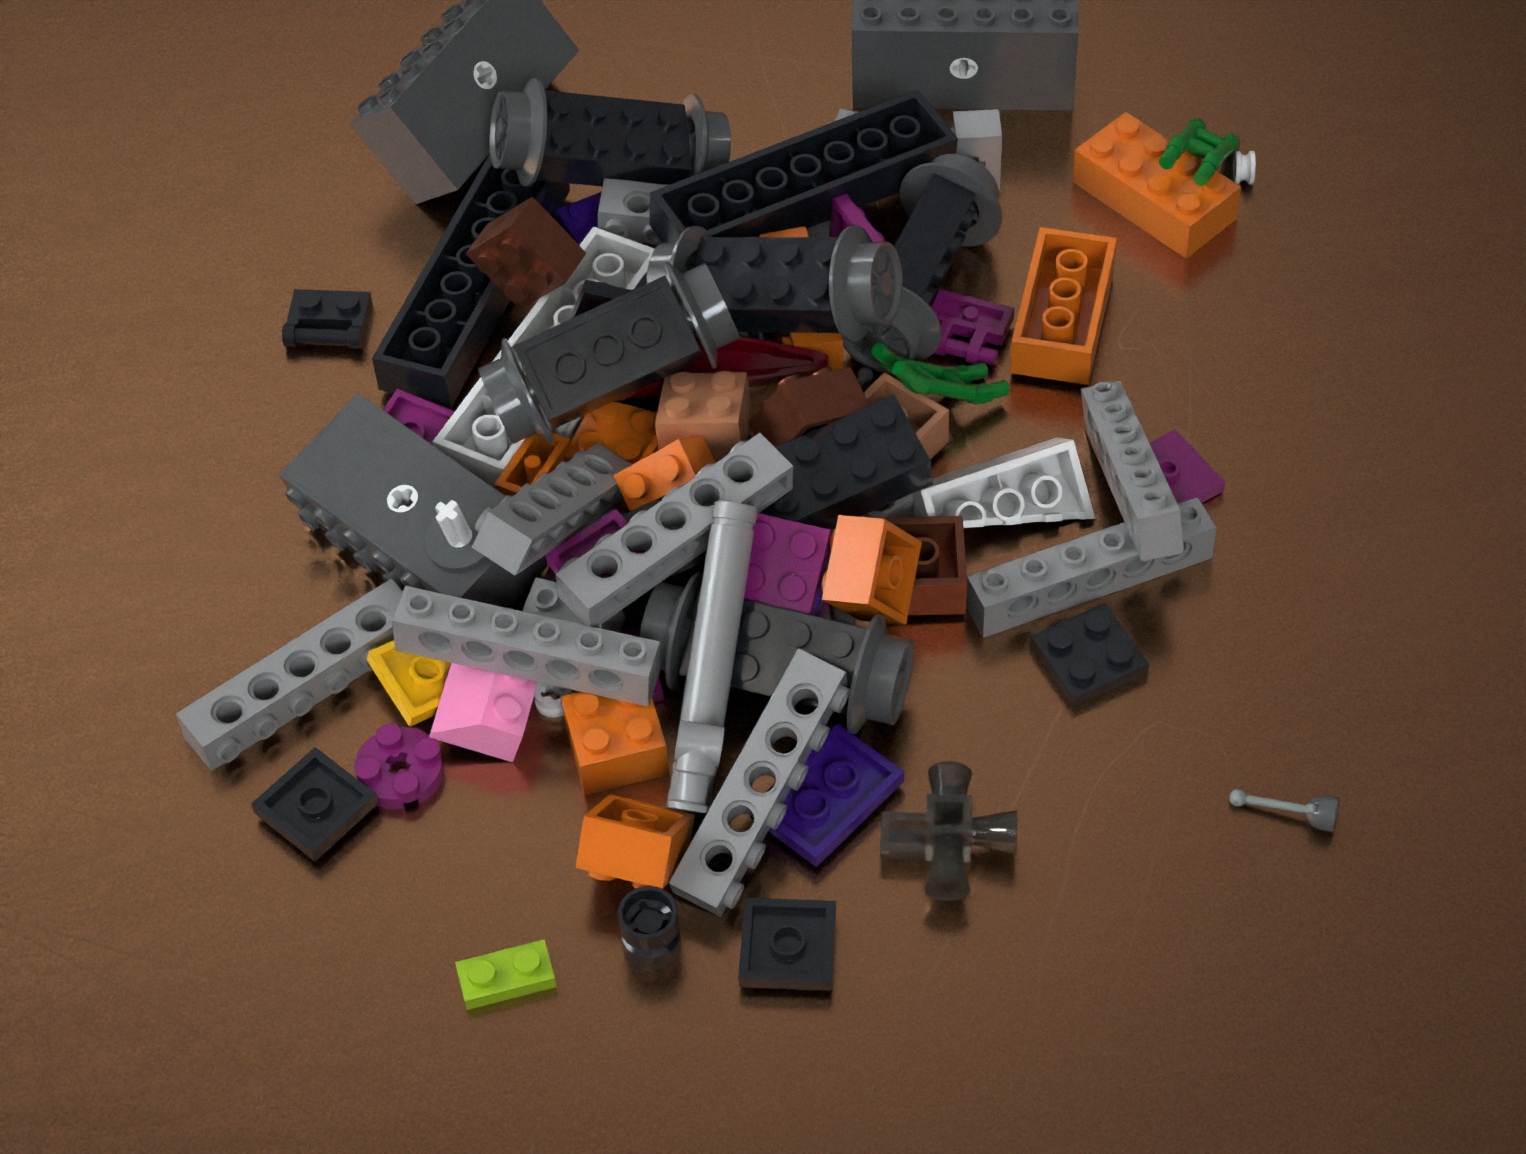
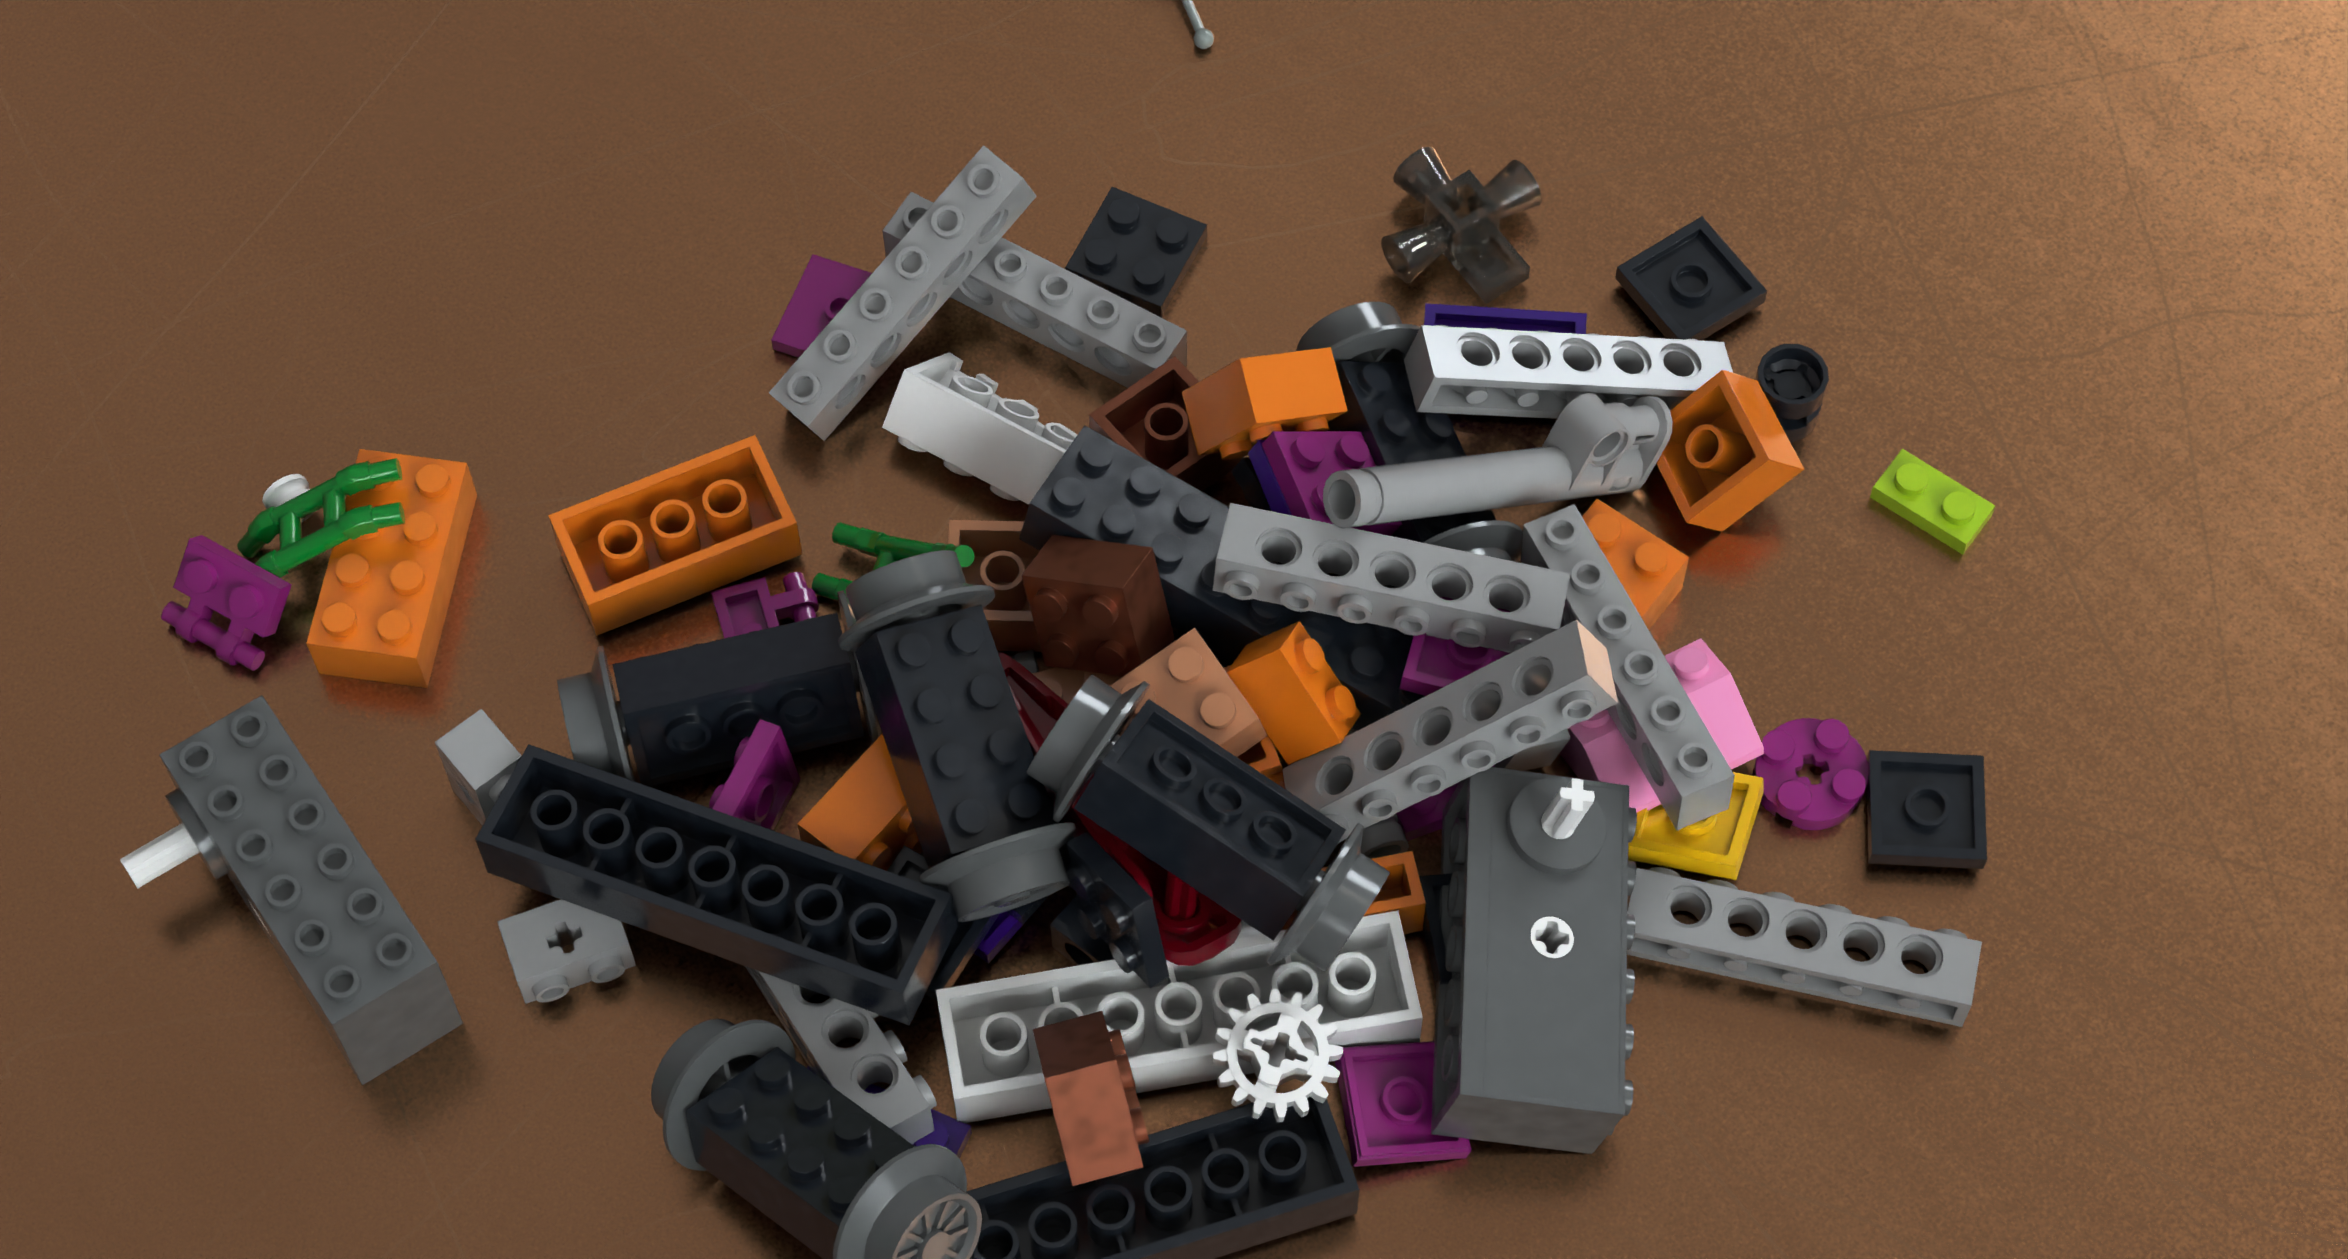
camera: 130 degrees left, 10 degrees up
(465, 350) = (1300, 1061): none -> white gear
(1193, 105) = (235, 589): none -> magenta plate

